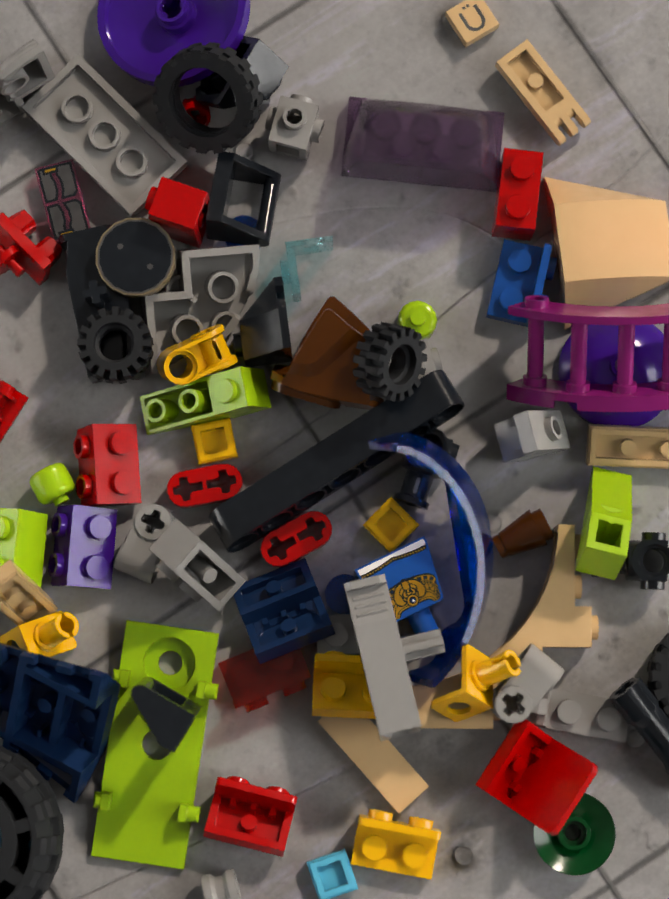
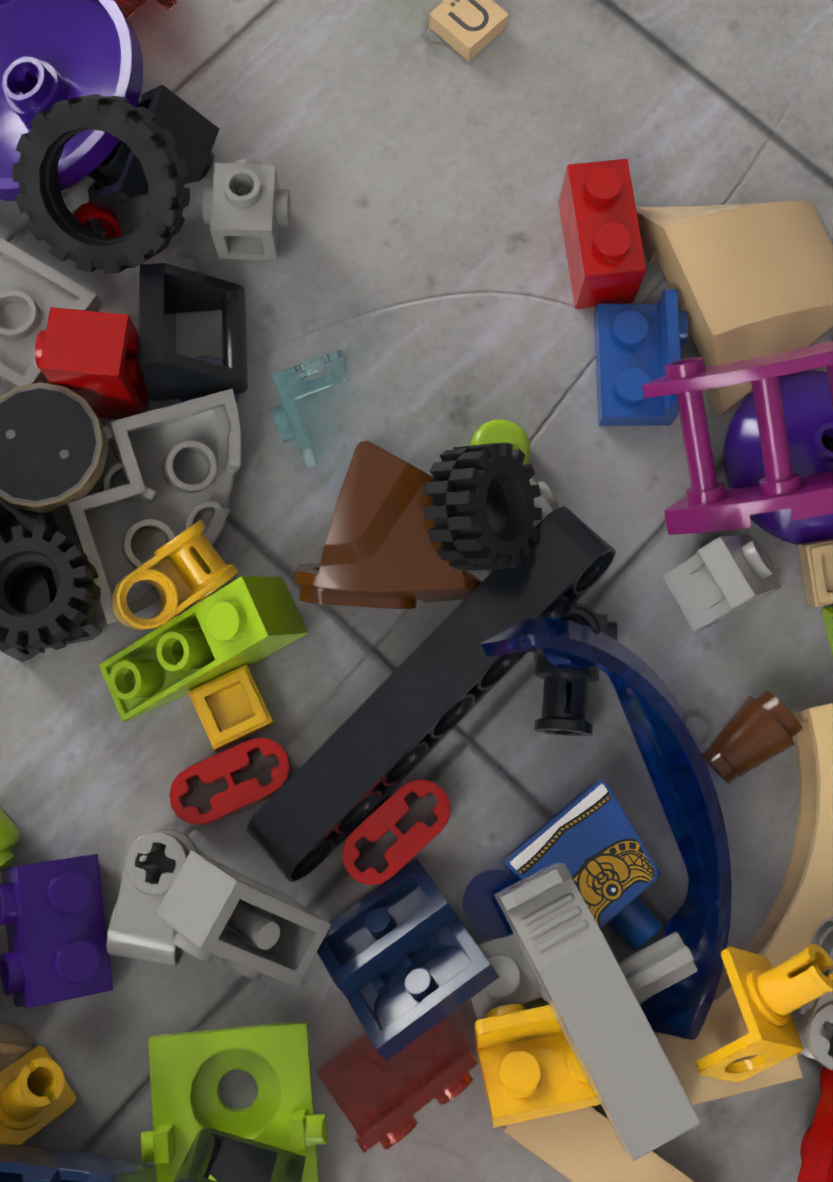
camera: 15 degrees left, 5 degrees down
(107, 465) = (67, 785): red bracket -> none
(265, 329) = (271, 514): black slope -> none
(390, 525) = (539, 773): yellow tile -> none
(423, 144) = (442, 197): clear purple windscreen -> none
(542, 91) = (596, 91): tan hinge -> none

